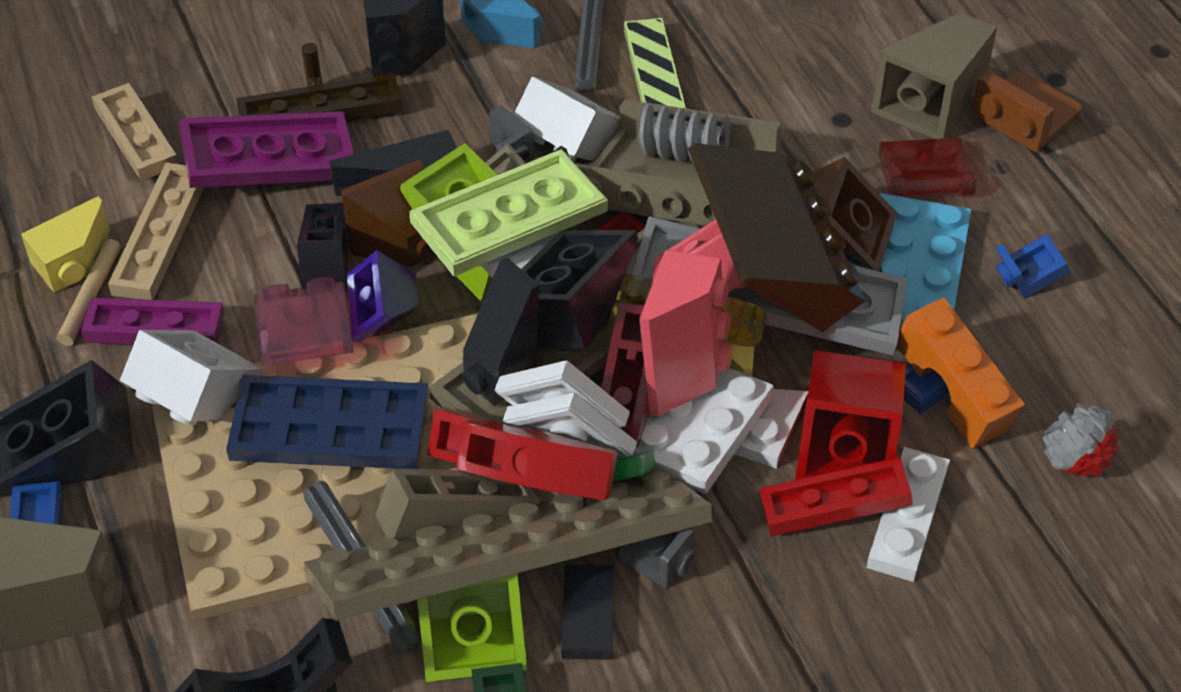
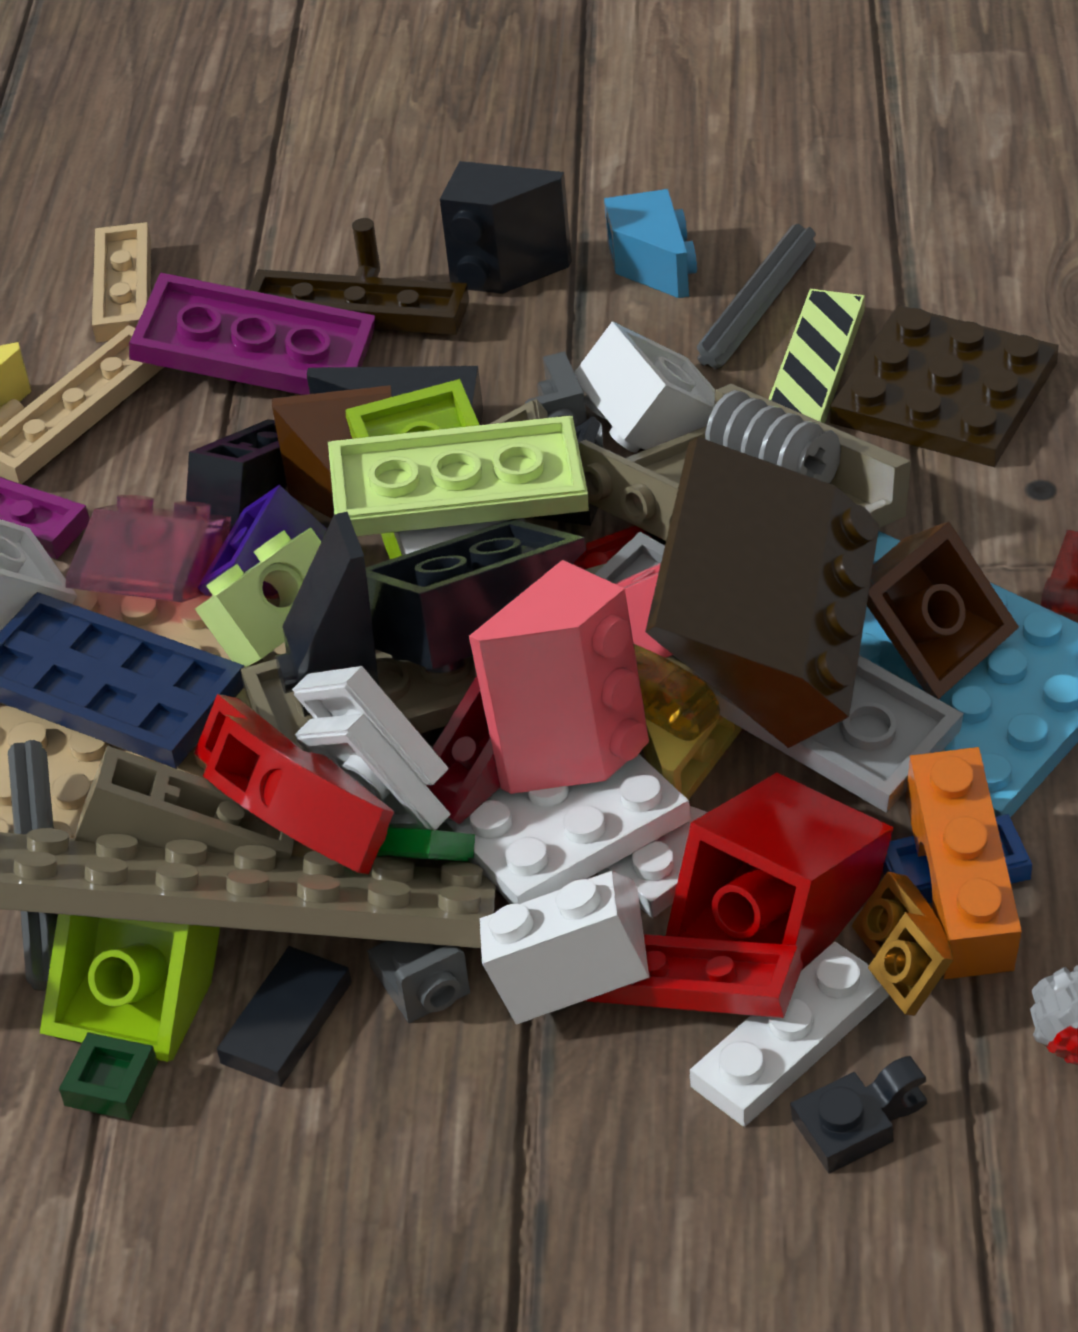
camera: 30 degrees right, 5 degrees down
(422, 330) = (238, 610): none -> yellowish green brick
(745, 66) = (945, 385): none -> dark brown plate
(760, 503) = (565, 945): none -> white slope
(952, 433) = (906, 941): none -> pearl gold slope
(978, 554) = (854, 1120): none -> black plate

